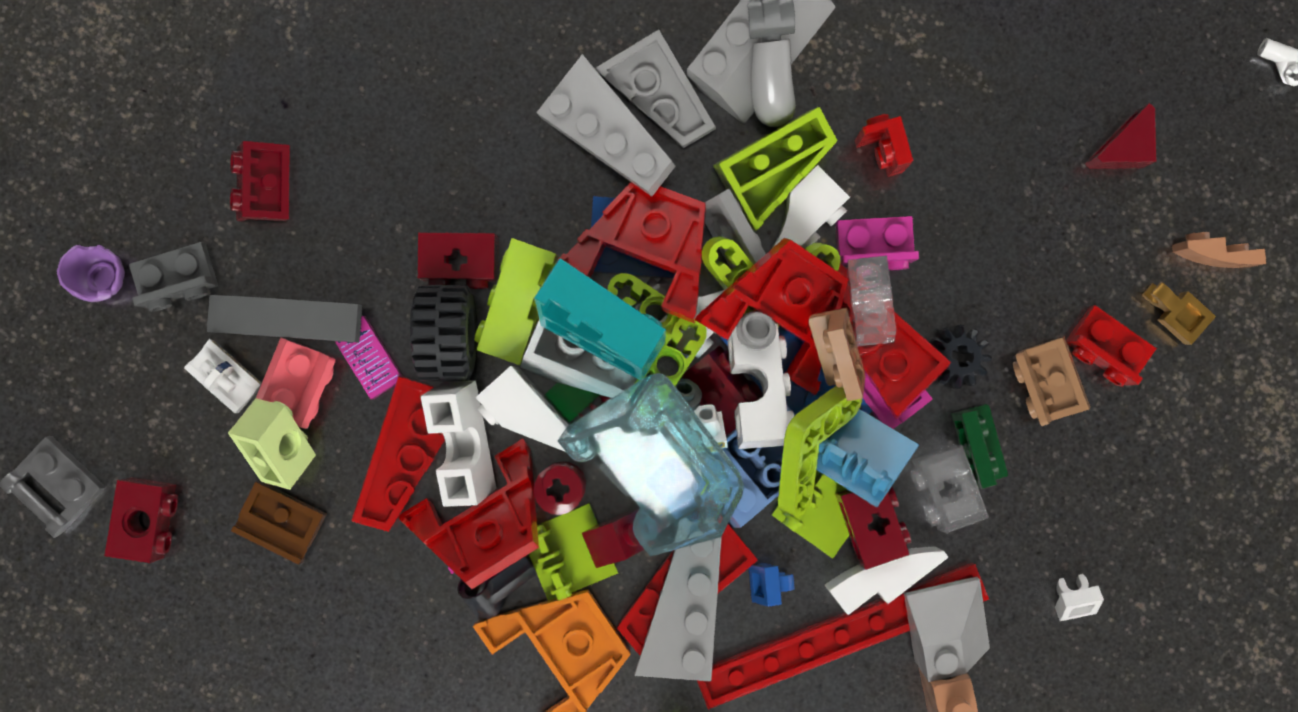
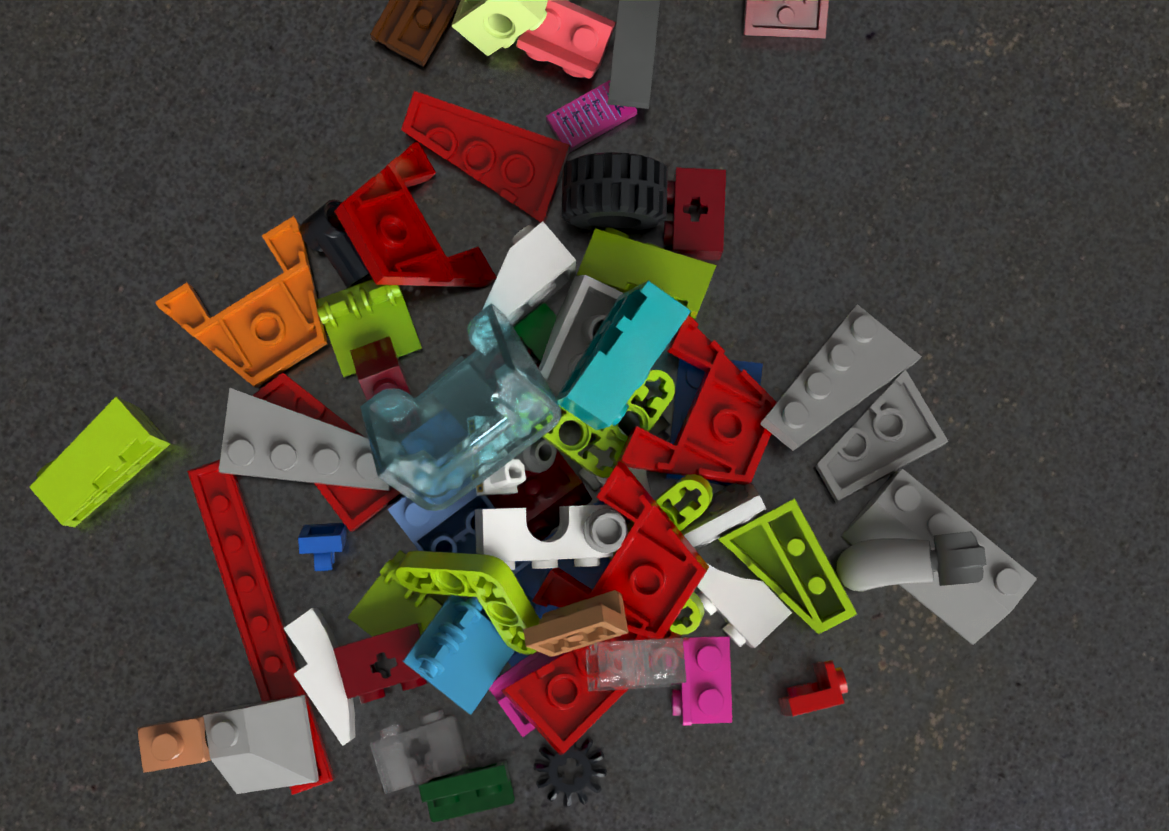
camera: 90 degrees right, 5 degrees down
(467, 469) = (467, 216): white arch -> none
(550, 499) = (426, 308): dark red piece -> none

